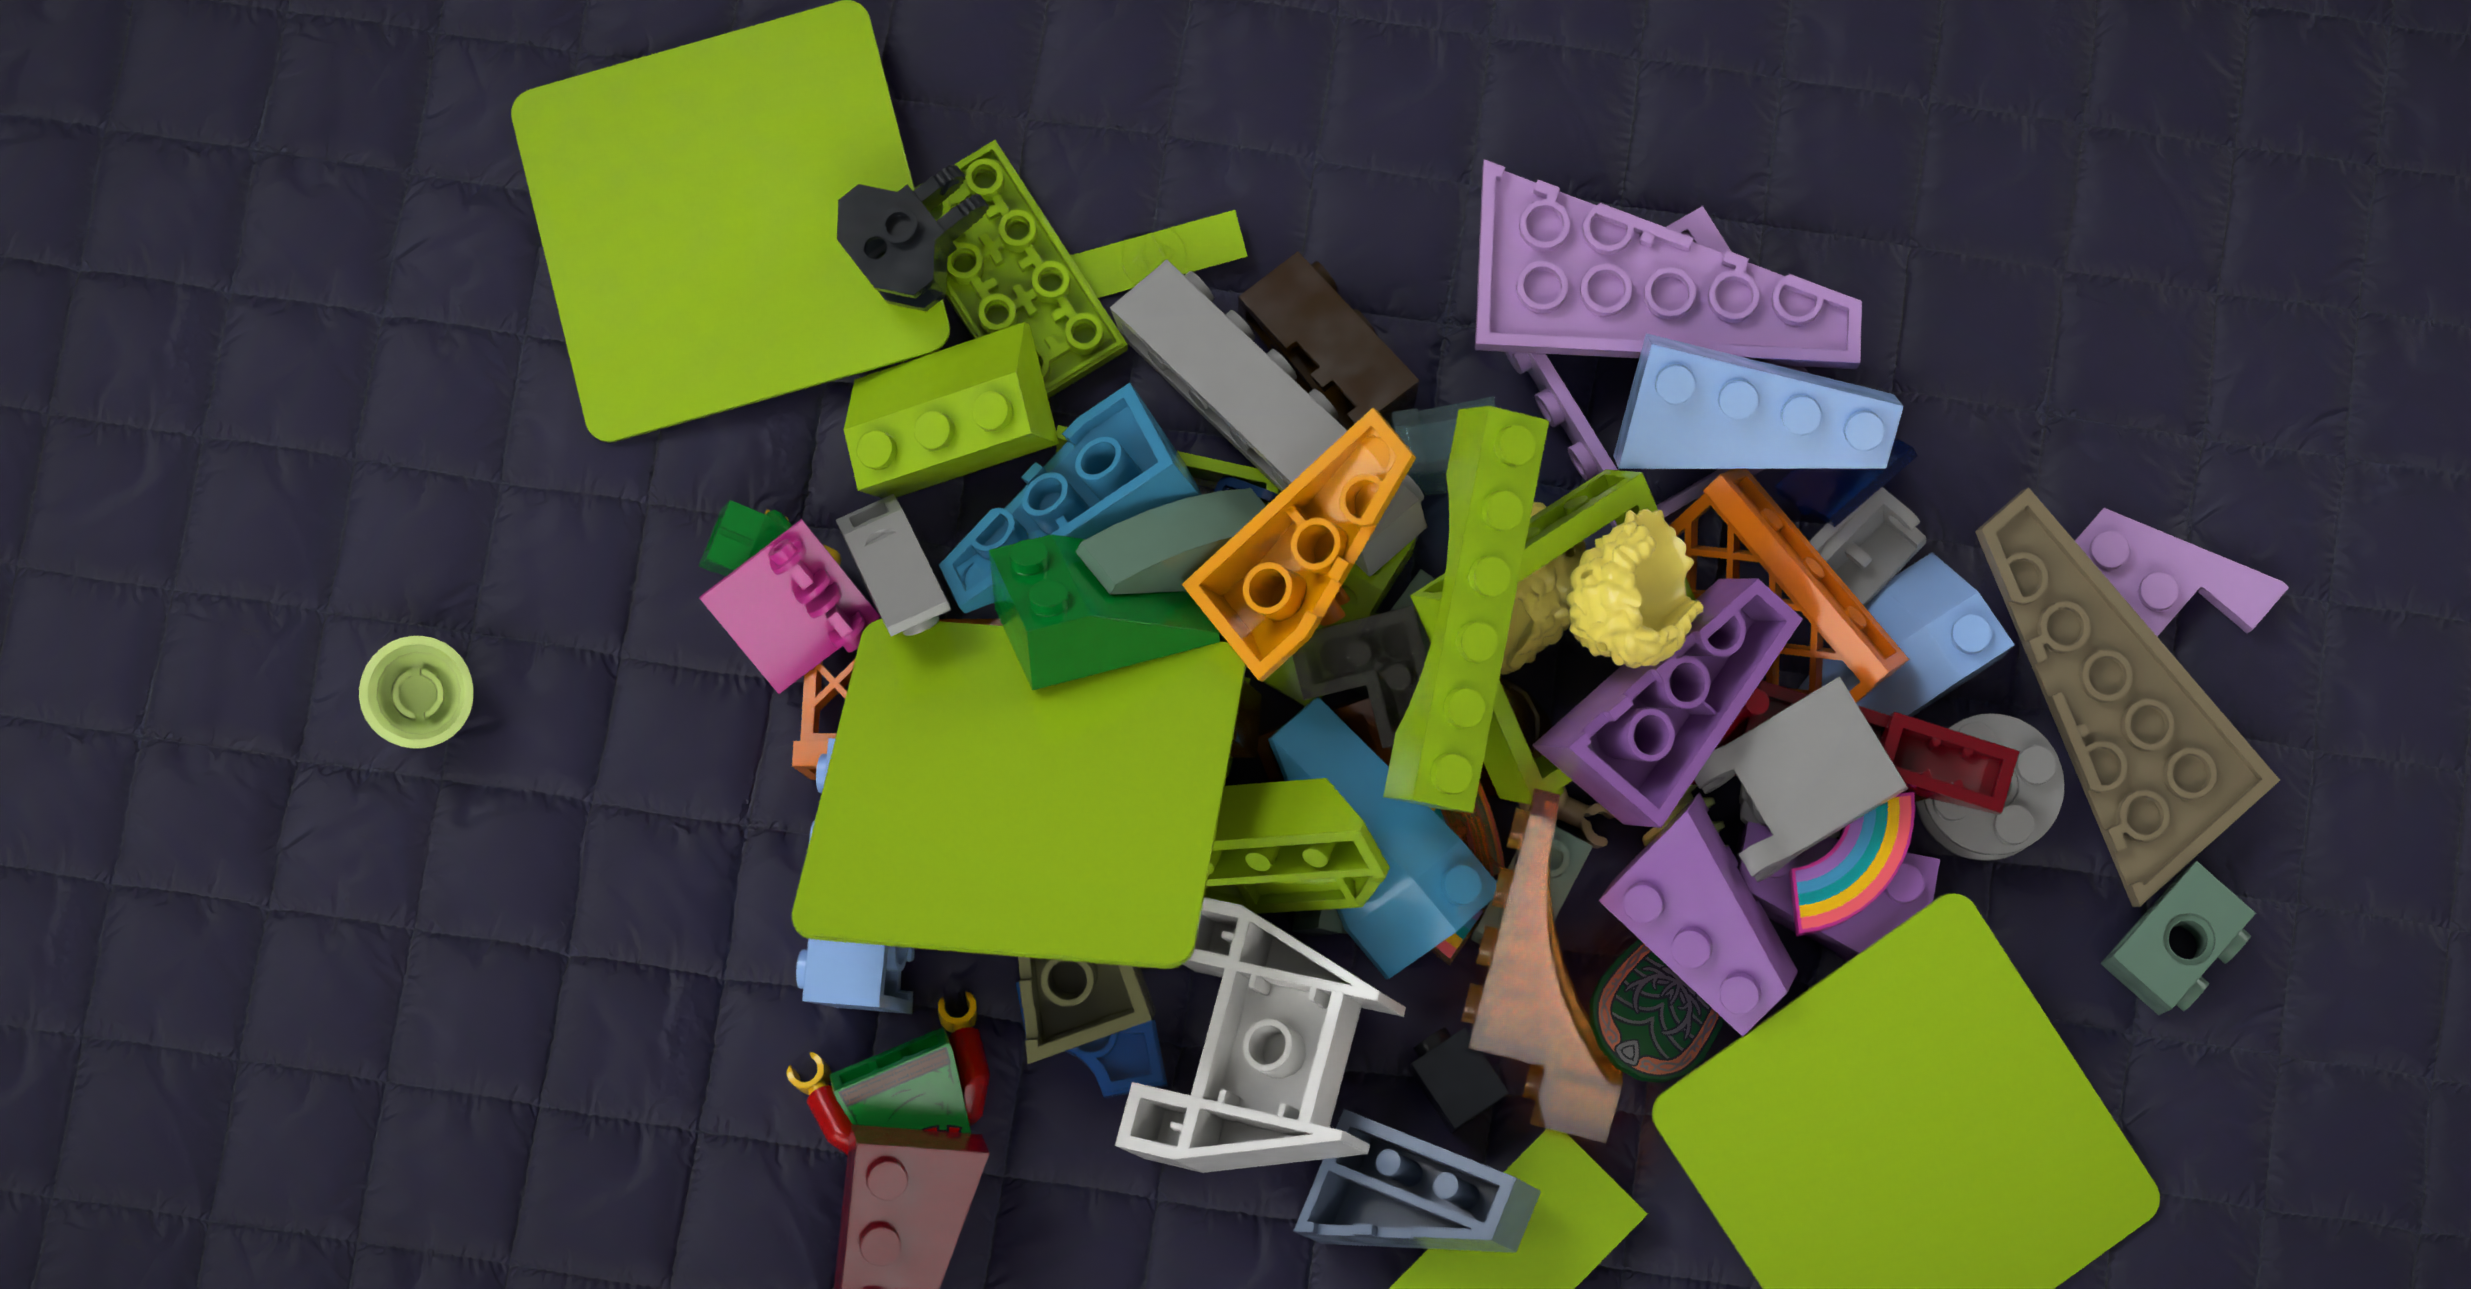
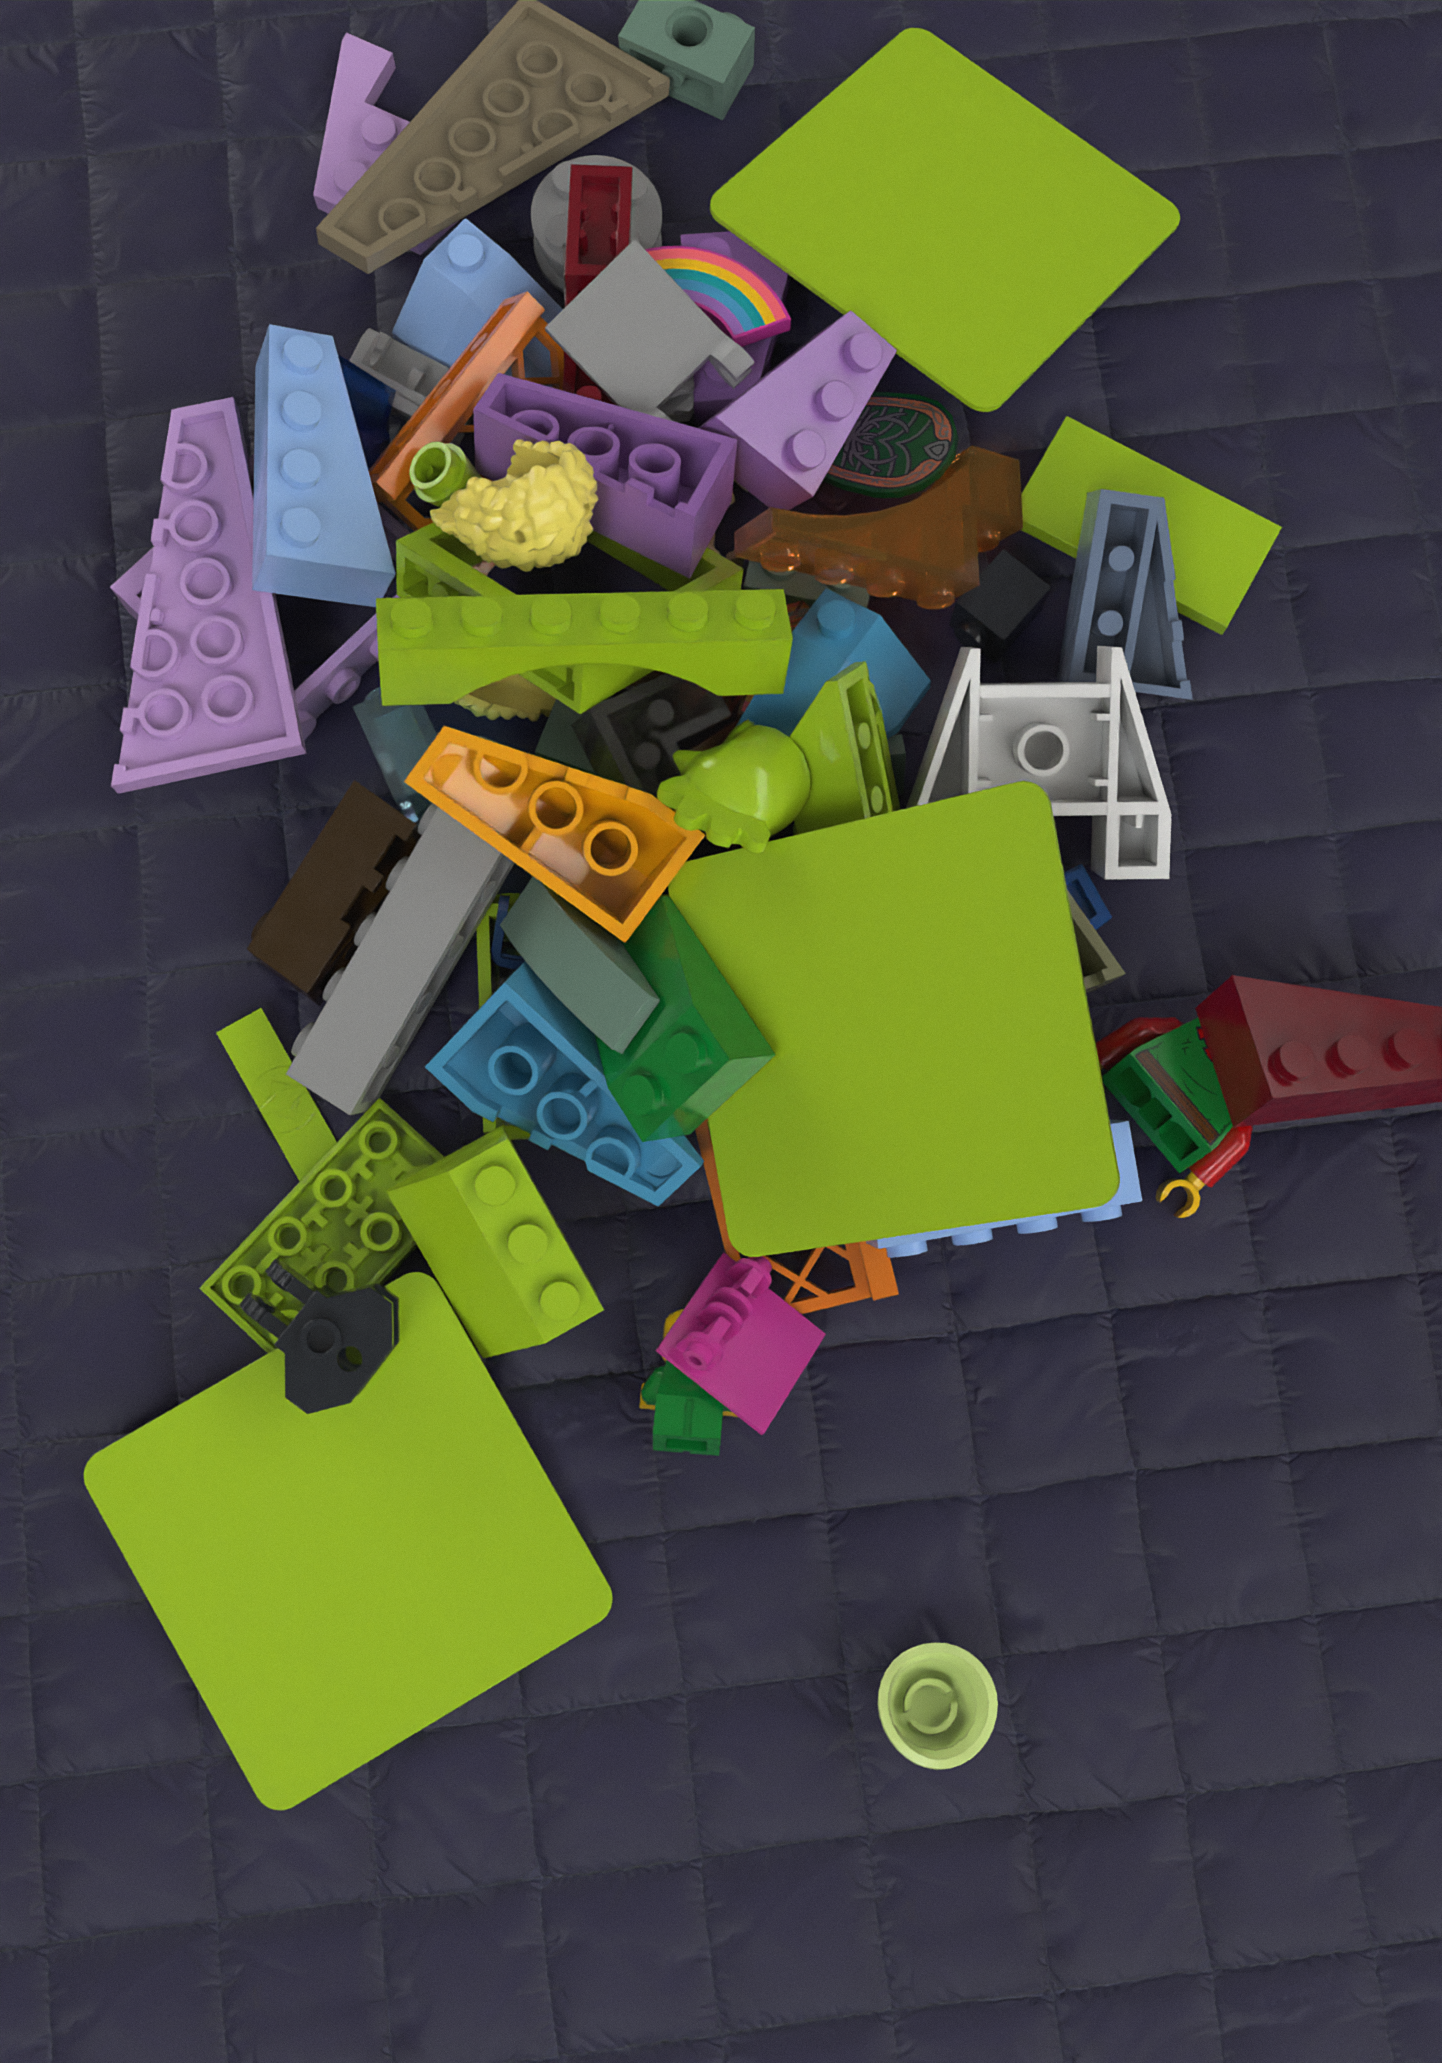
camera: 105 degrees left, 0 degrees up
(893, 567) = (677, 1244): light grey slope -> none
(1293, 722) = (740, 788): none -> lime piece
(1713, 542) = (440, 471): none -> lime cone

